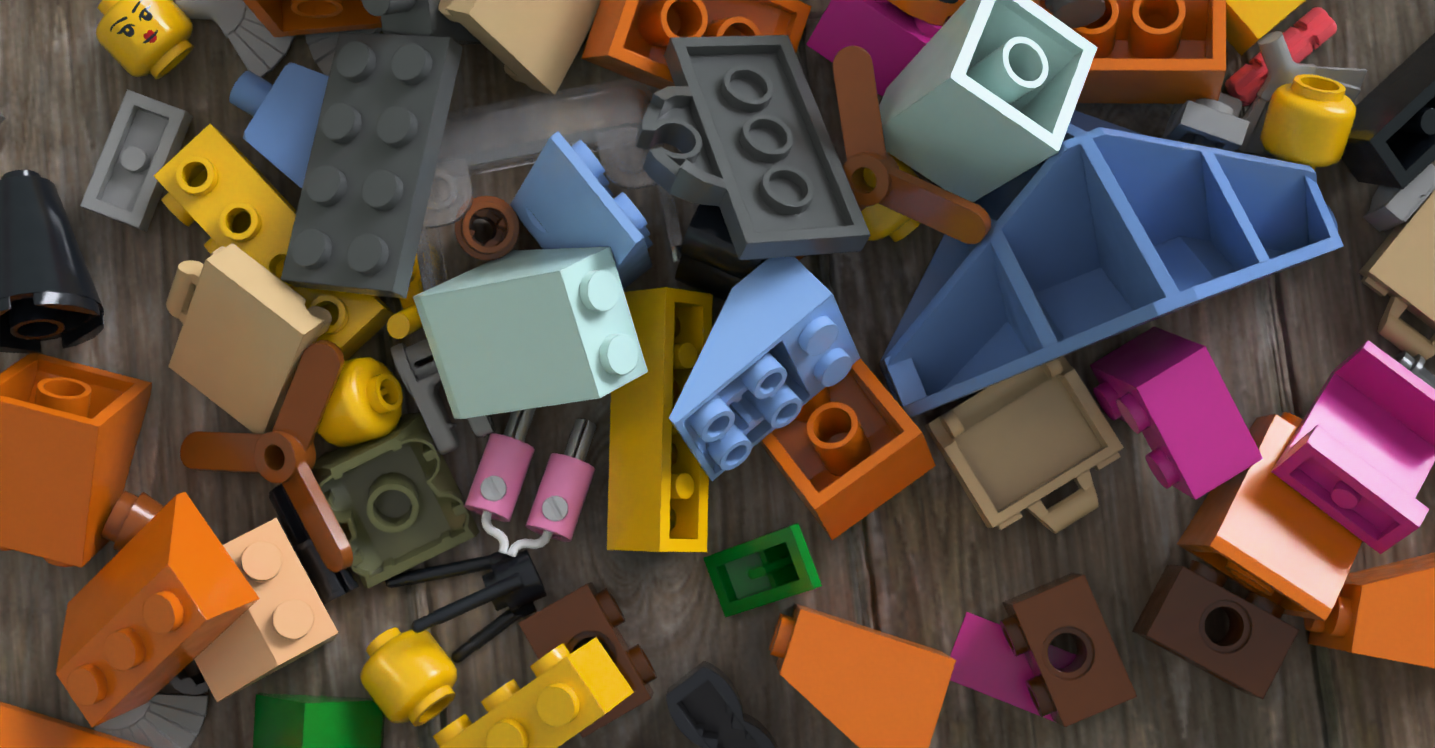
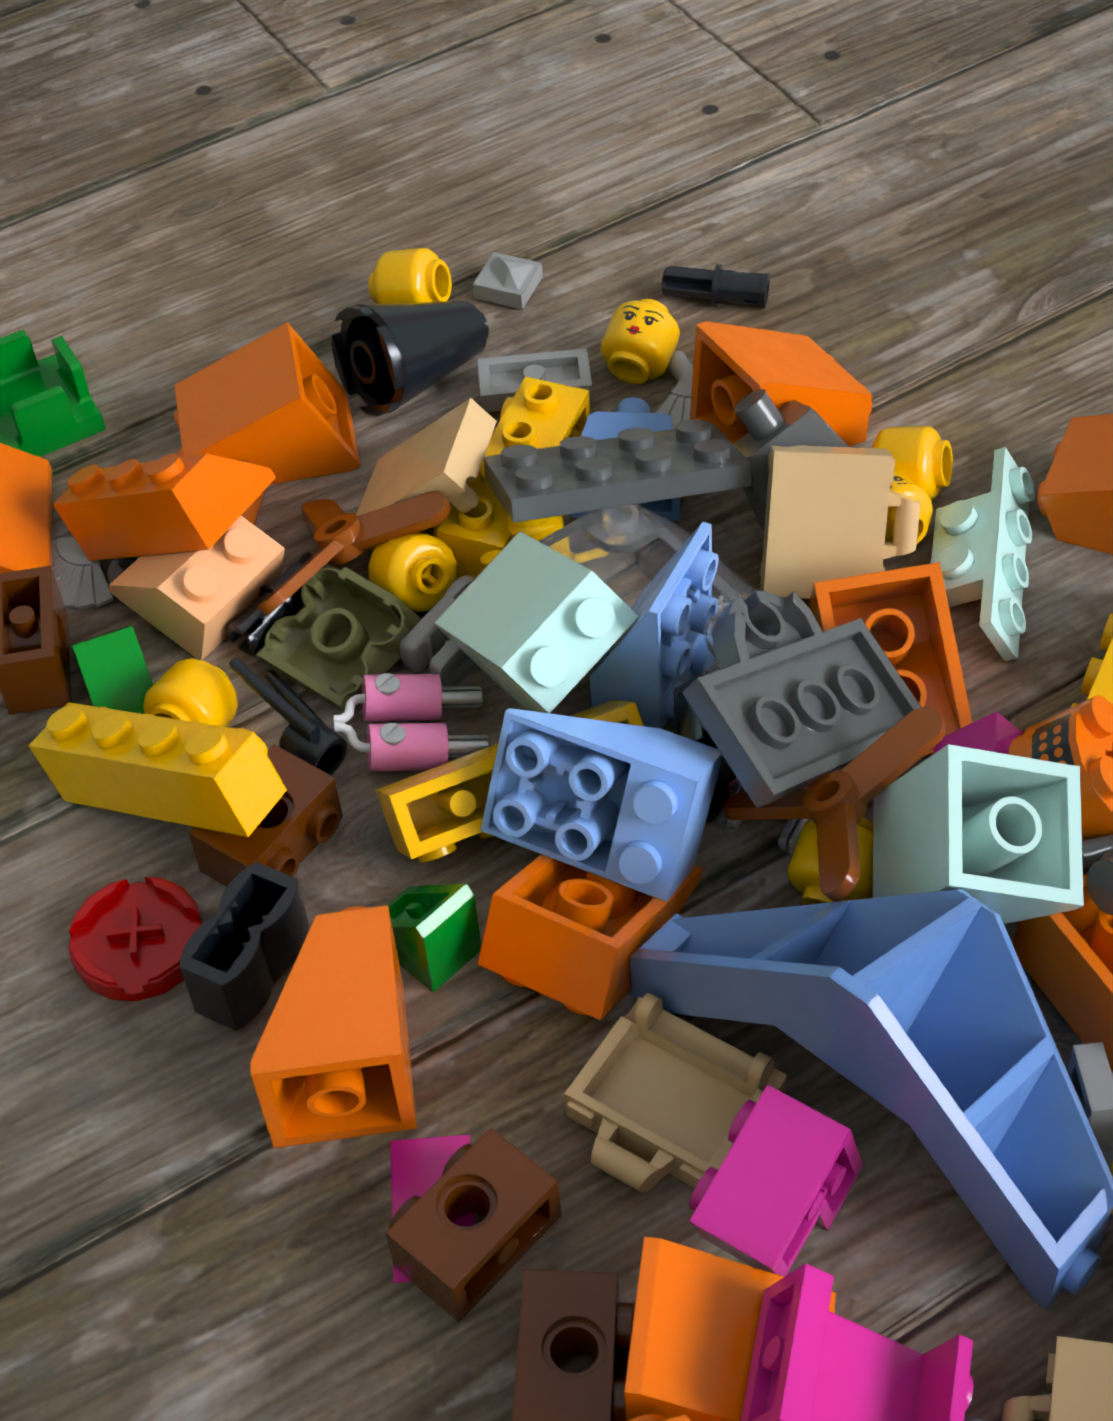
camera: 65 degrees right, 35 degrees down
(504, 226) = (619, 573): dark orange cone -> none

